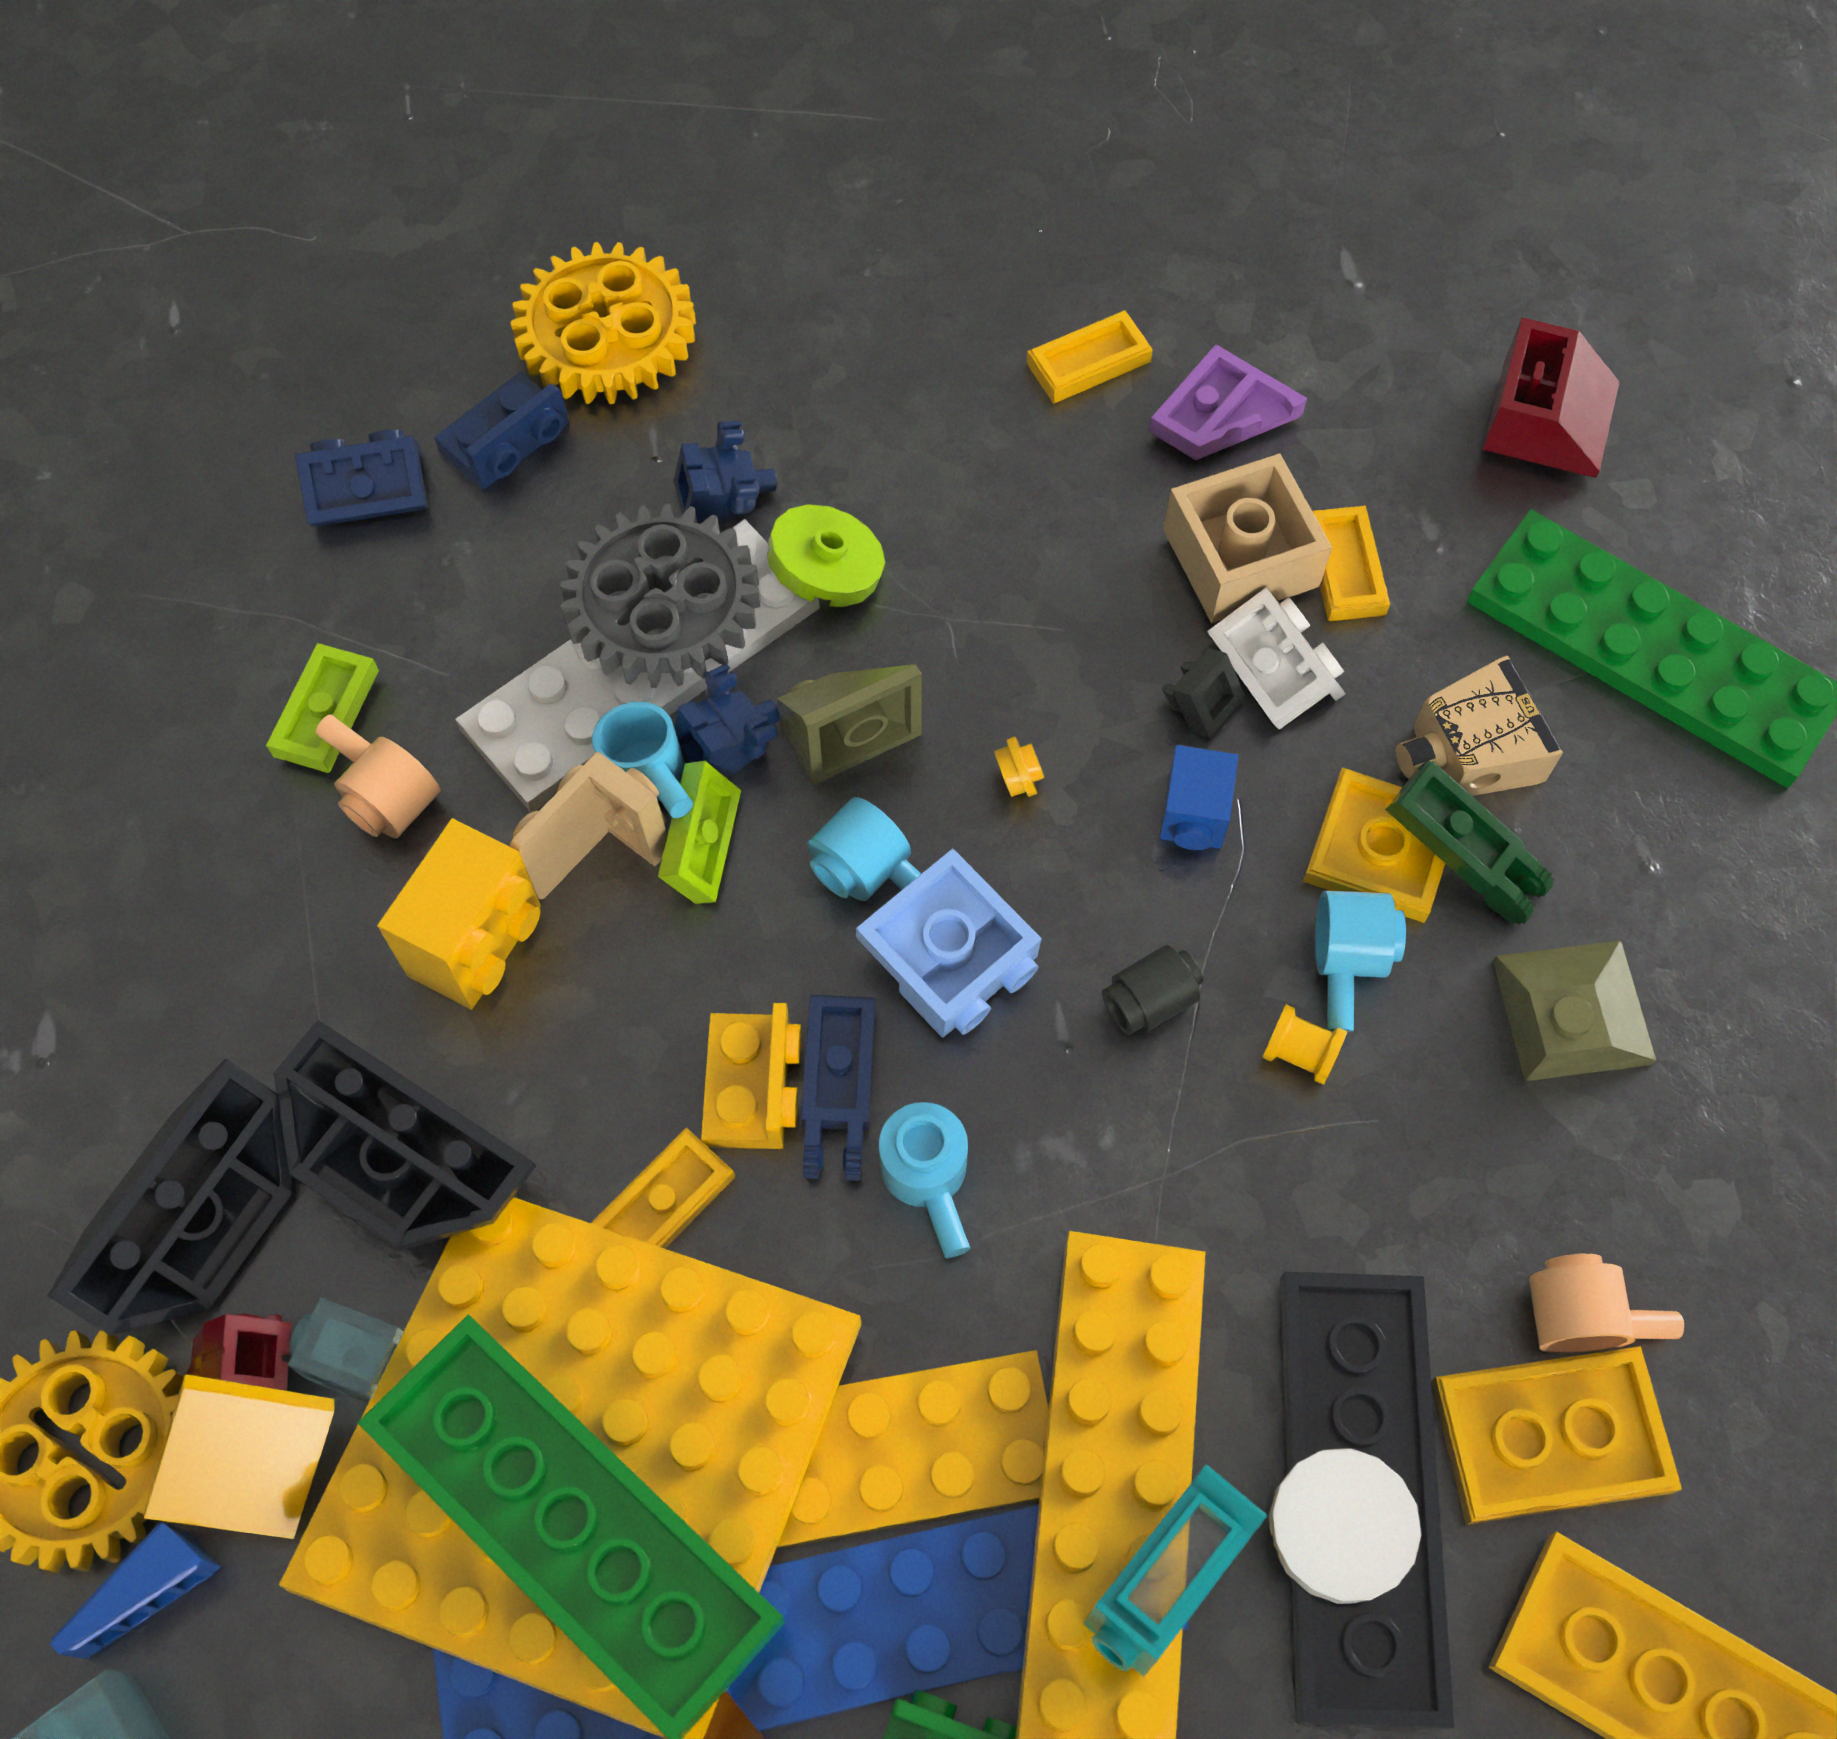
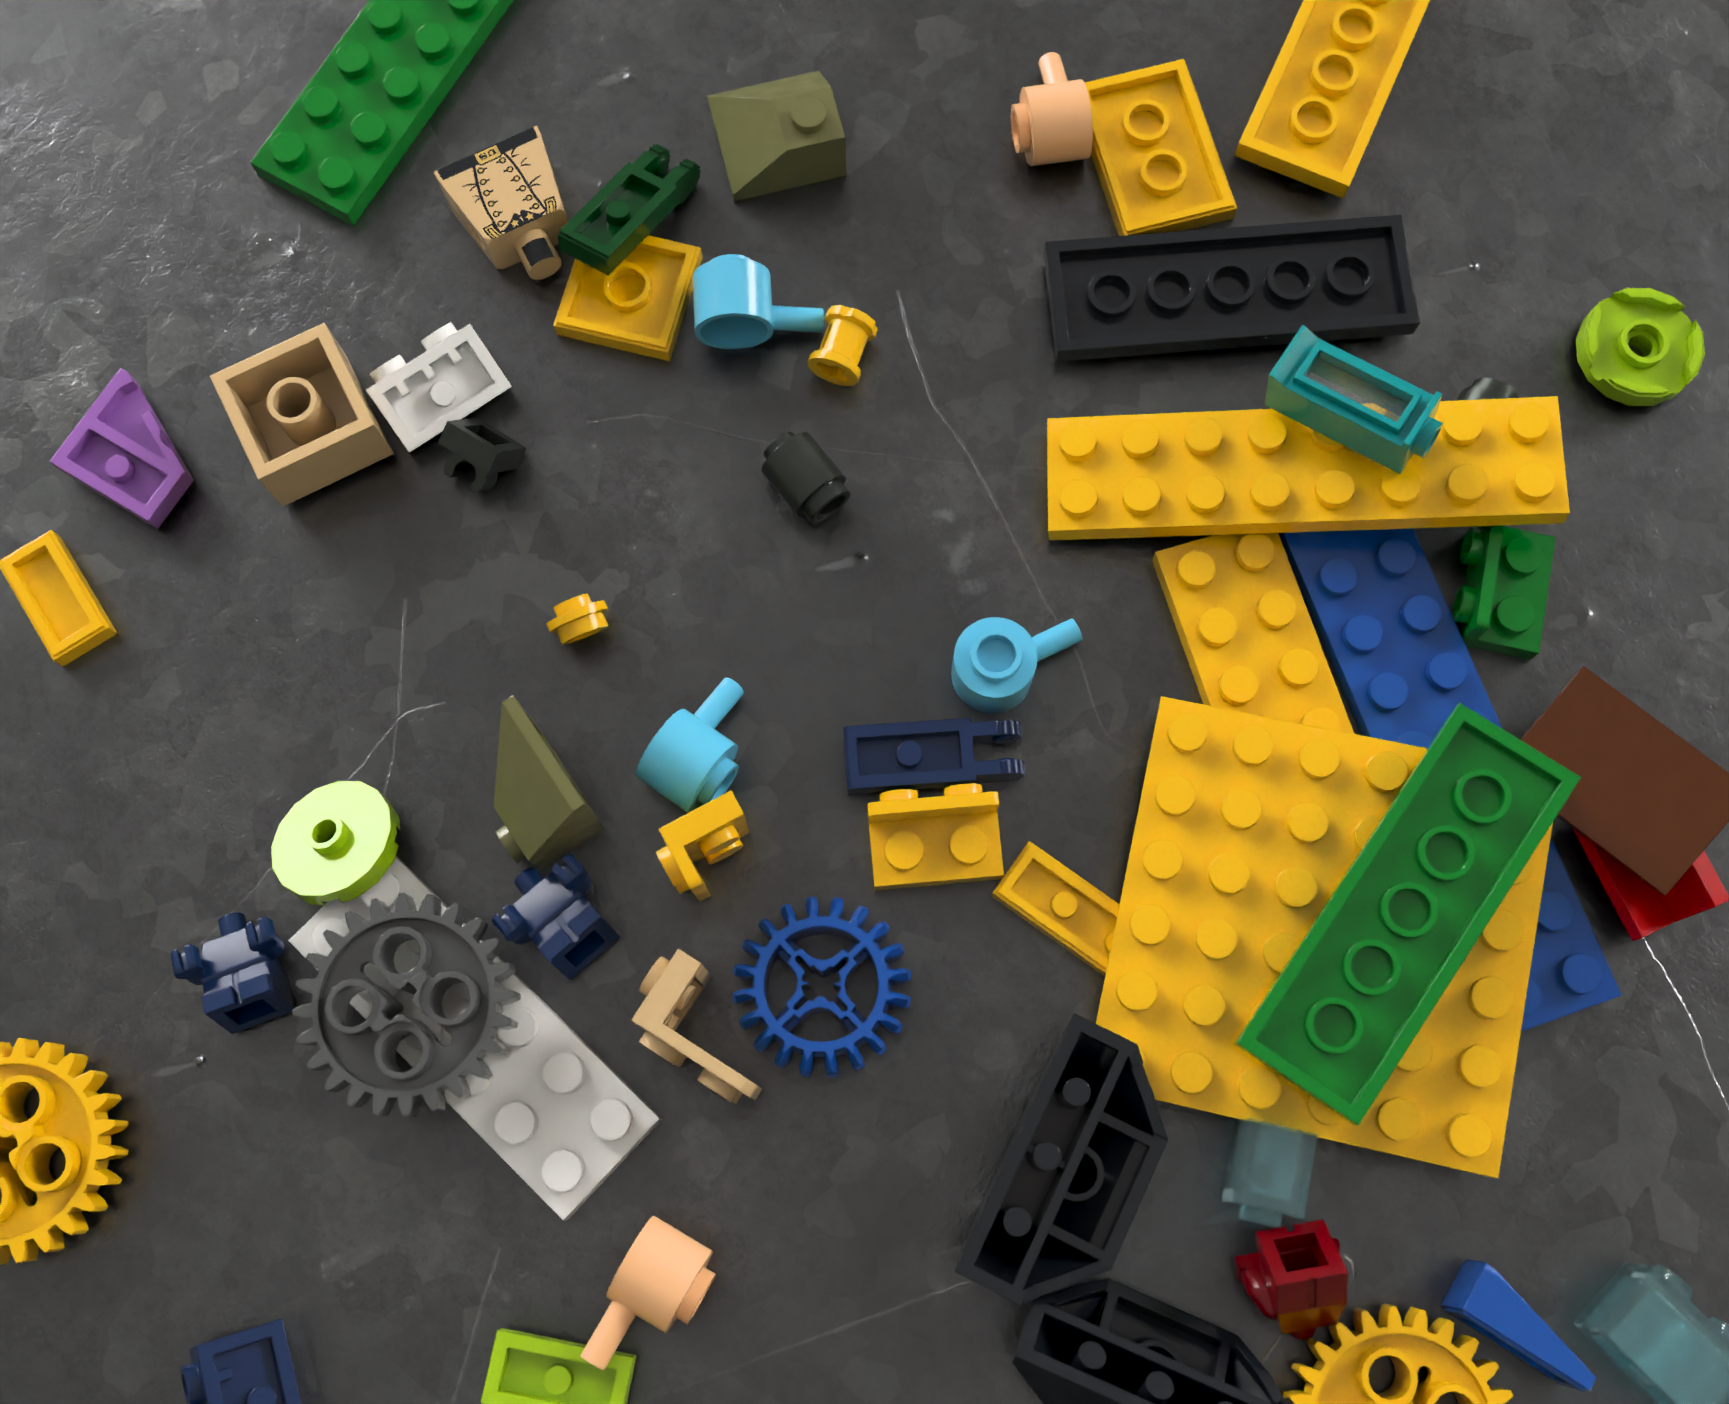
camera: 95 degrees left, 10 degrees up
(239, 1457) = (1393, 1247): yellow tile -> none
(462, 914) = (810, 1147): yellow brick -> none
(503, 429) = (167, 1247): dark blue bracket -> none
(645, 739) = (597, 997): medium azure piece -> none
(656, 919) = (783, 944): none -> blue gear
(701, 838) = (665, 925): lime plate -> none
(757, 833) = (705, 832): none -> yellow bracket
(951, 944) = (782, 659): light blue plate -> none
(1199, 797) = (600, 448): blue brick -> none
(1345, 1526) = (1267, 291): white tile -> none
(1353, 575) = (347, 315): yellow tile -> none
(1552, 400) = (120, 143): dark red slope -> none

